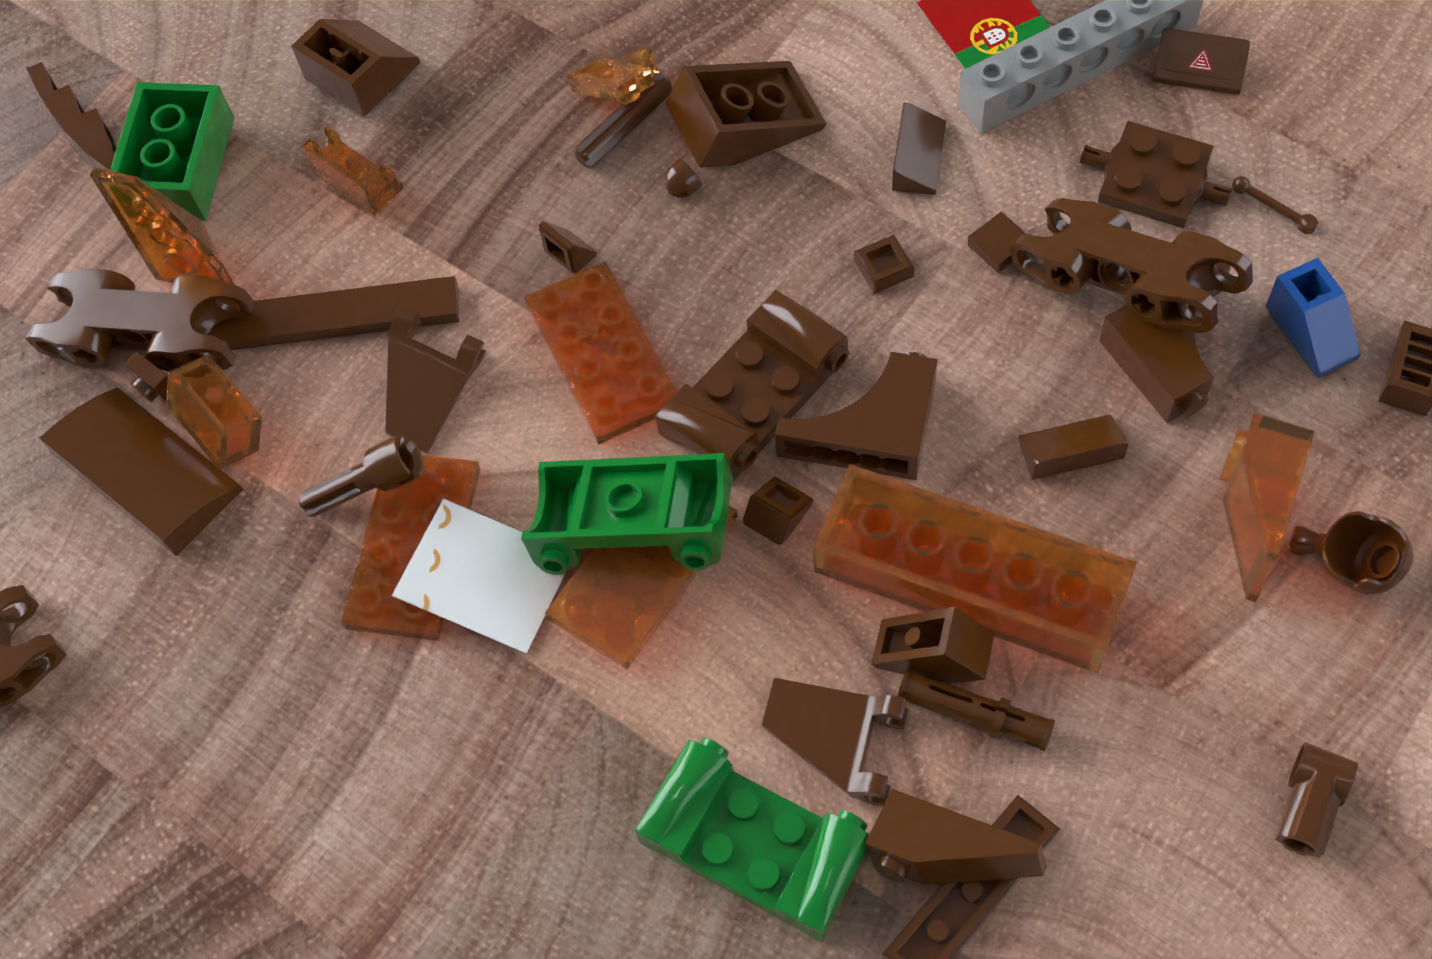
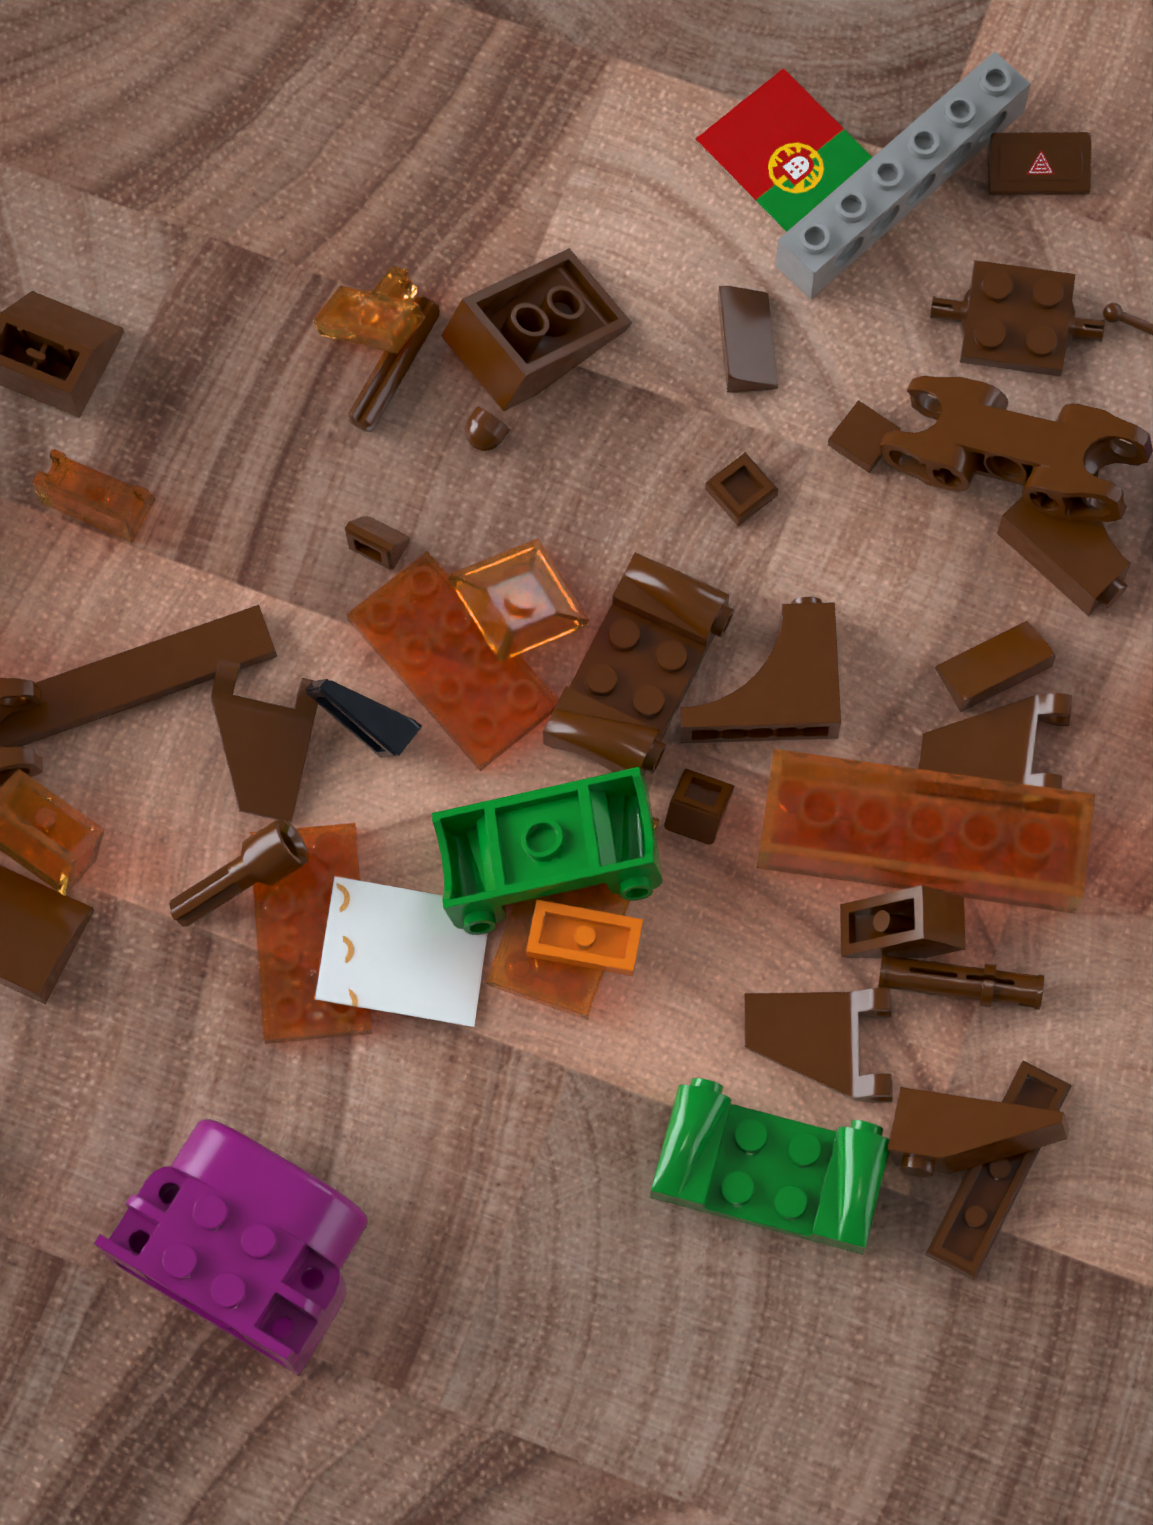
camera: 20 degrees left, 10 degrees up
(252, 793) = (241, 1242): none -> magenta brick
(512, 378) = (372, 723): none -> black slope
(639, 592) = (584, 937): none -> orange plate
(669, 312) = (518, 599): none -> clear orange slope
(1065, 505) = (997, 741): none -> reddish brown flag

